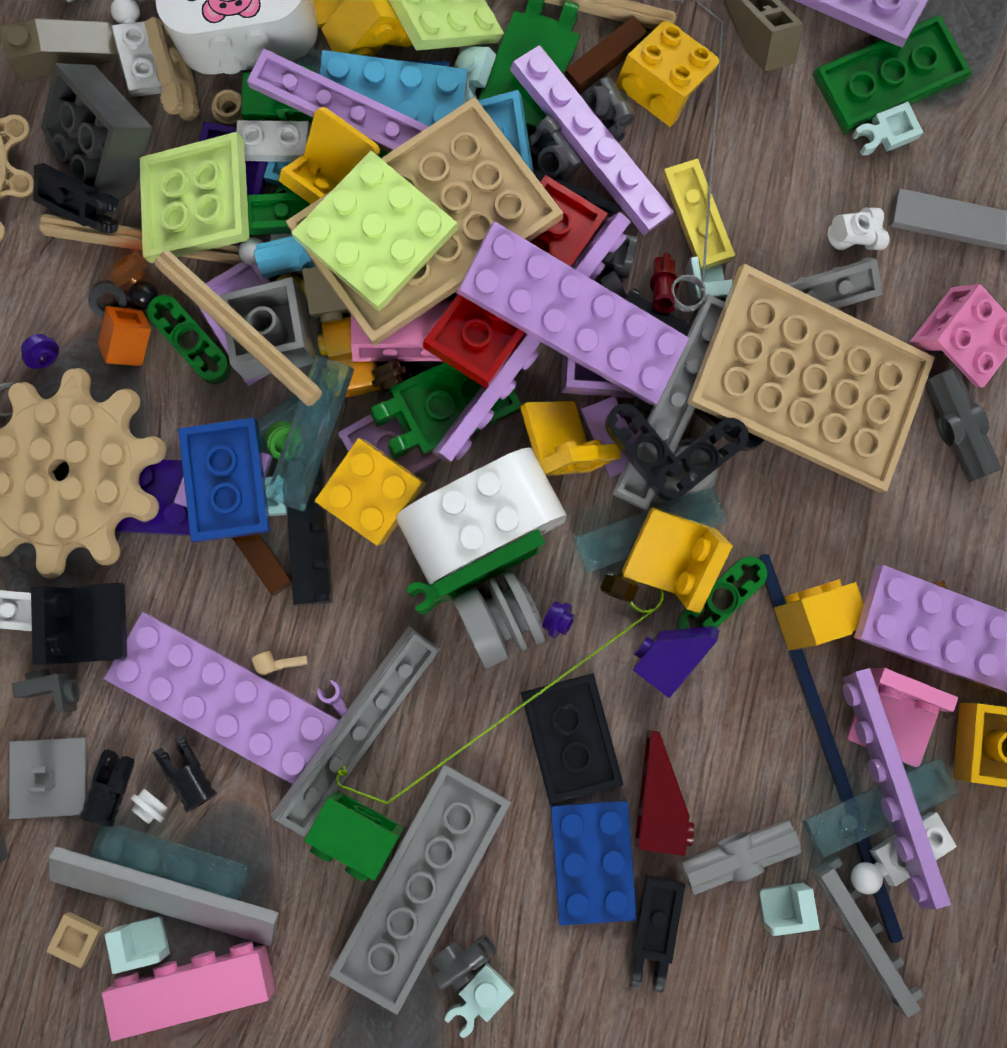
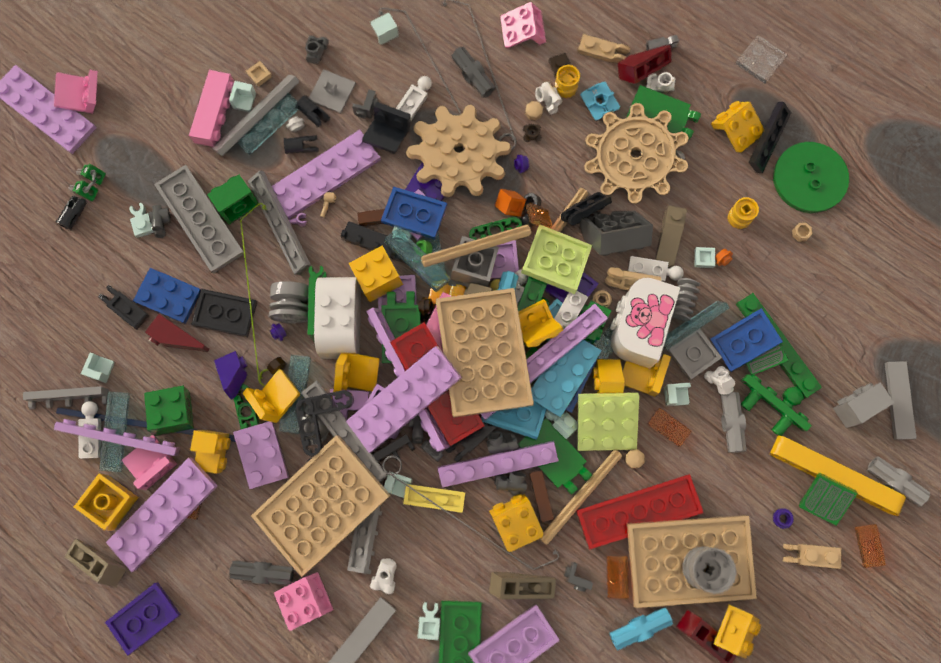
camera: 120 degrees right, 5 degrees down
(375, 230) = (487, 324): yellowish green plate -> none
(661, 283) = (407, 460): dark red axle -> none
(741, 856) = (131, 359): light grey piece -> none
(781, 530) = (261, 454): none -> lavender plate
(796, 729) = (168, 410): none -> green brick

